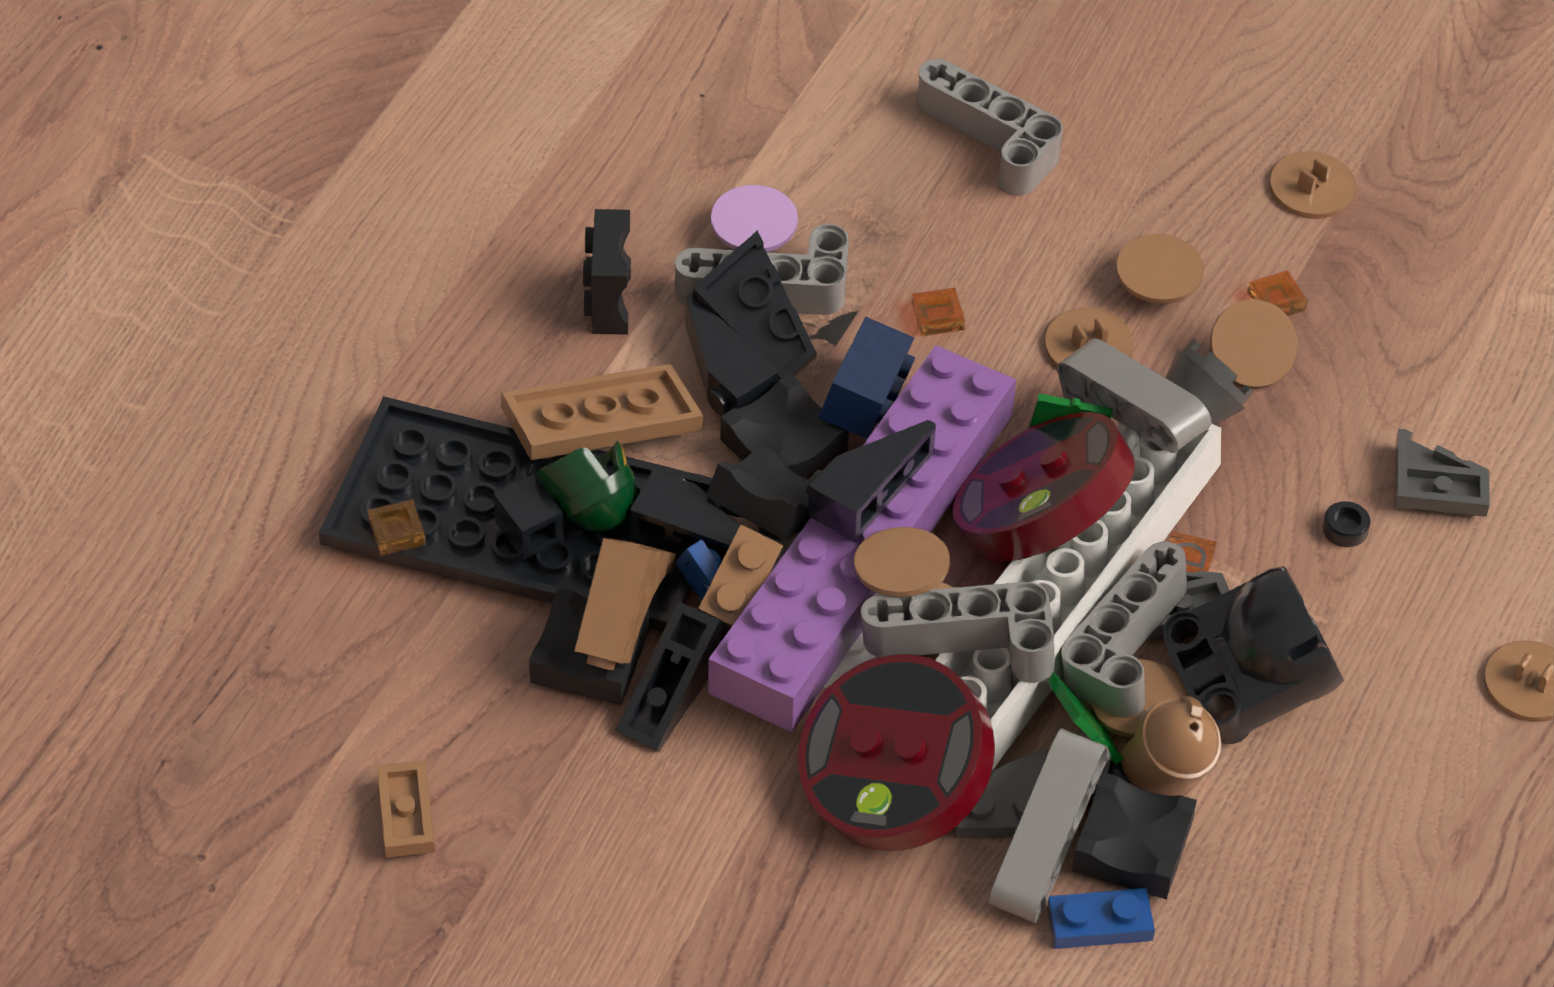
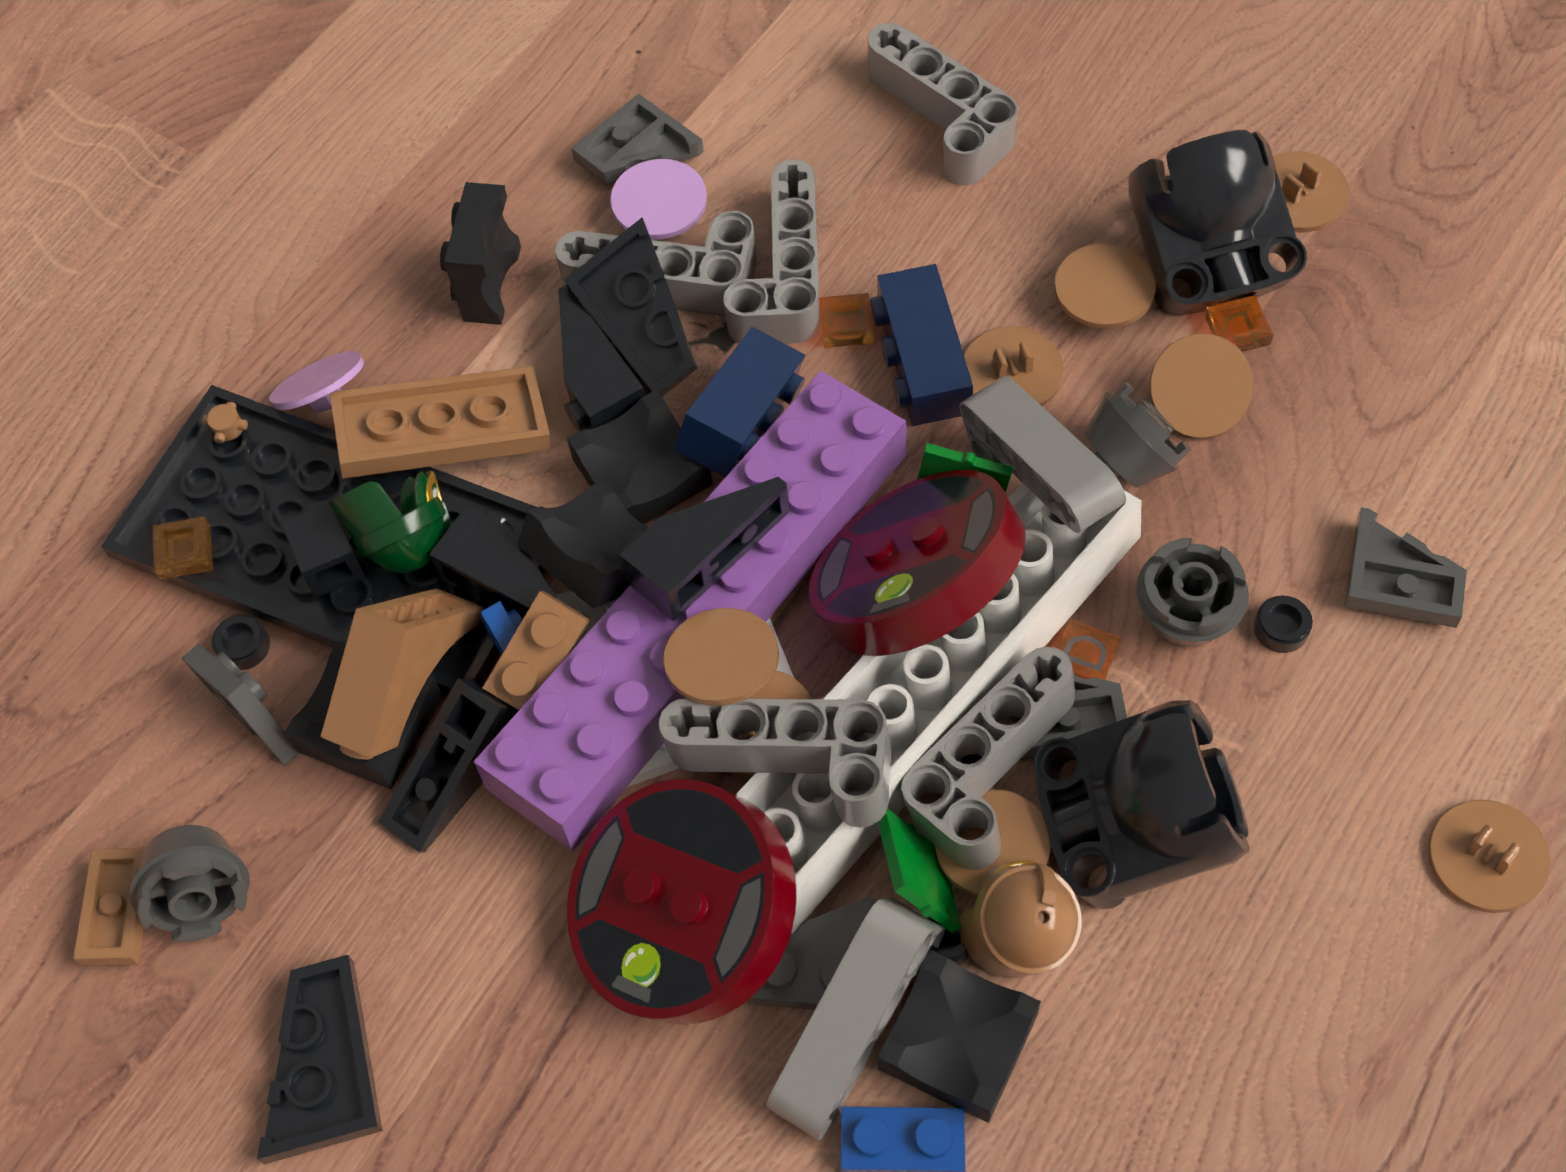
camera: 15 degrees right, 10 degrees up
(408, 424) = (225, 422): none -> medium nougat piece
(458, 603) = (242, 640): none -> black tile
(475, 779) = (189, 883): none -> dark grey cone
(478, 640) = (240, 696): none -> dark grey wing
(481, 388) = (316, 382): none -> lavender piece
(615, 907) = (324, 1065): none -> black wing
(717, 168) = (633, 136): none -> dark grey wing
(889, 284) = (789, 302): none -> light grey beam
(1011, 324) = (921, 344): none -> dark blue brick
(1247, 210) = (1215, 221): none -> black piece
(1270, 500) = (1192, 592): none -> dark grey cone

